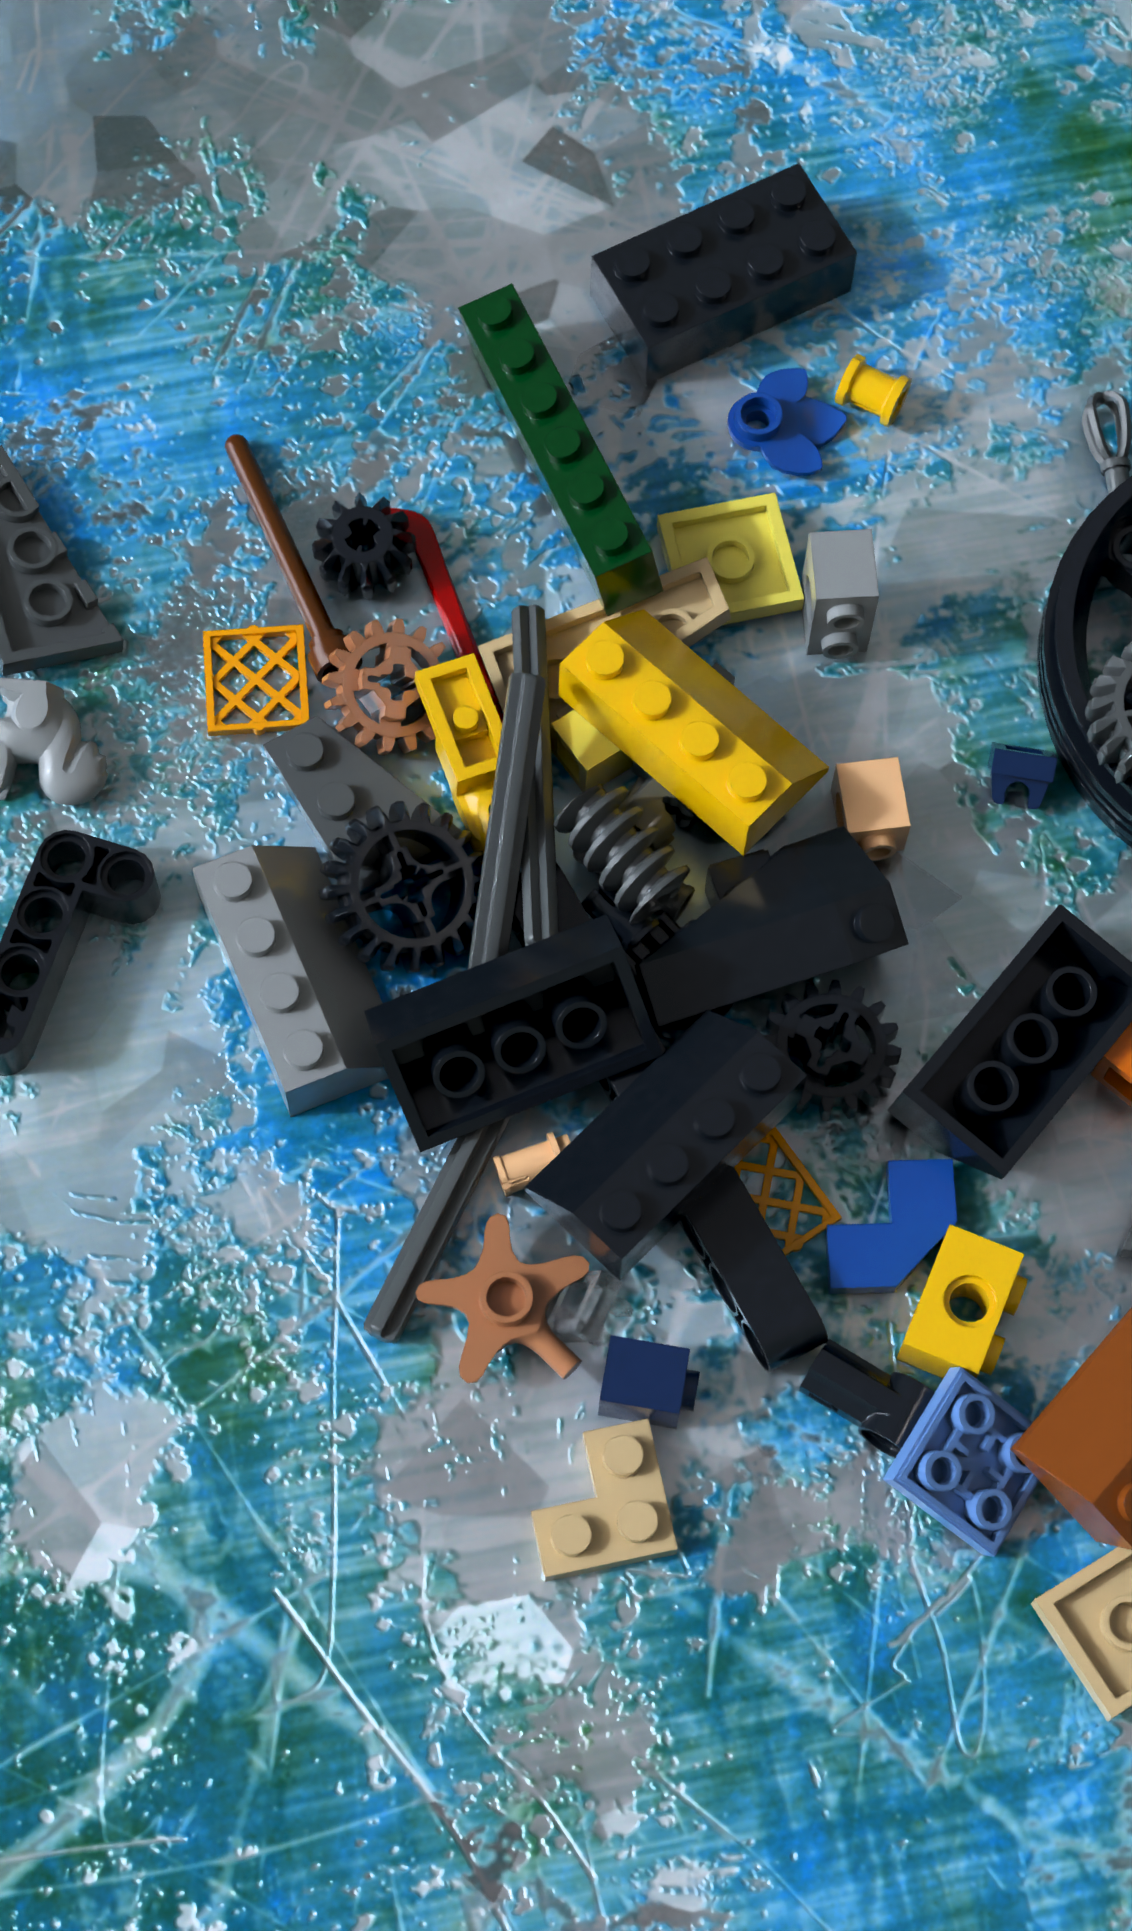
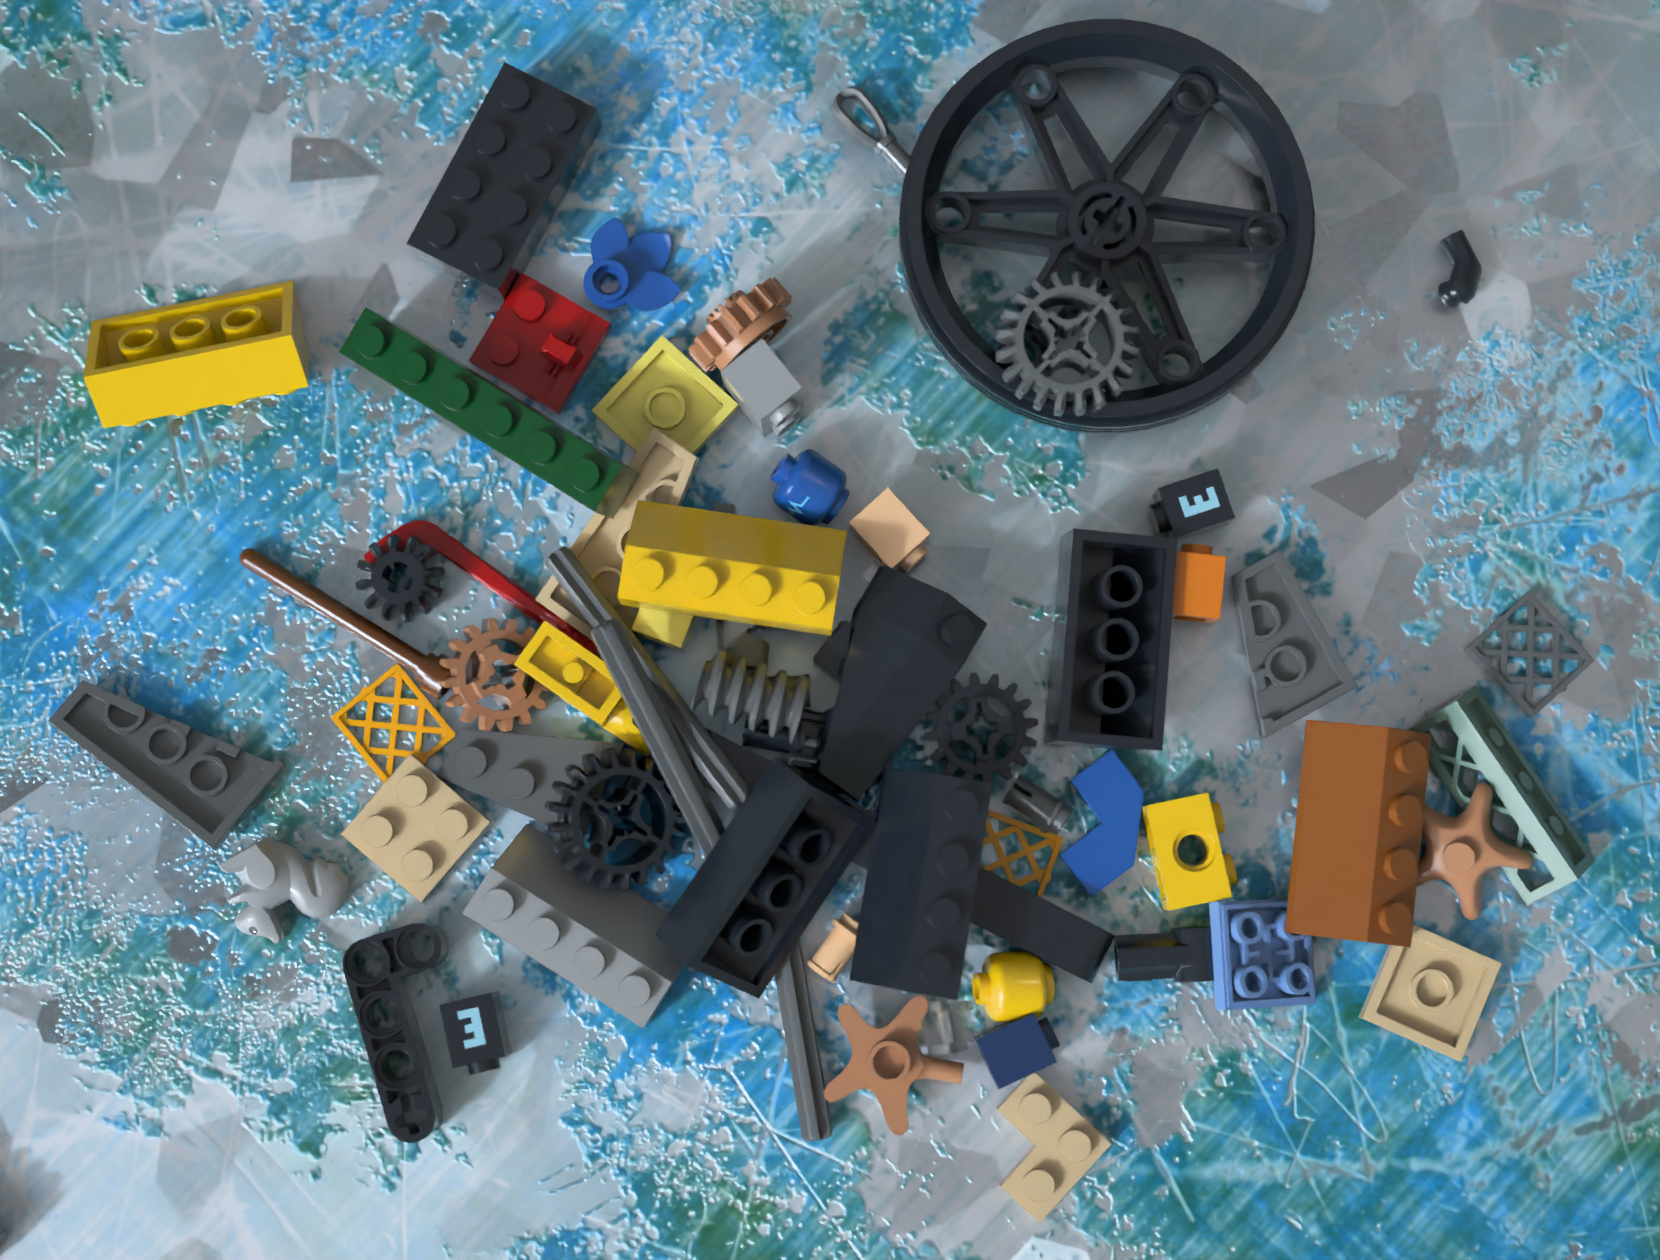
camera: 30 degrees left, 15 degrees up
(120, 998) = (476, 1032): none -> black brick
(207, 780) = (416, 828): none -> tan plate
(323, 244) = (197, 355): none -> yellow slope
(655, 433) = (540, 343): none -> red hinge
(688, 1315) = (1013, 985): none -> yellow head
(821, 714) = (809, 487): none -> blue head
(838, 1163) = (1038, 805): none -> dark grey pin
(873, 390) = (675, 202): yellow bush -> none
(889, 510) = (742, 324): none -> nougat gear
(1023, 765) = (971, 426): dark blue tile -> none

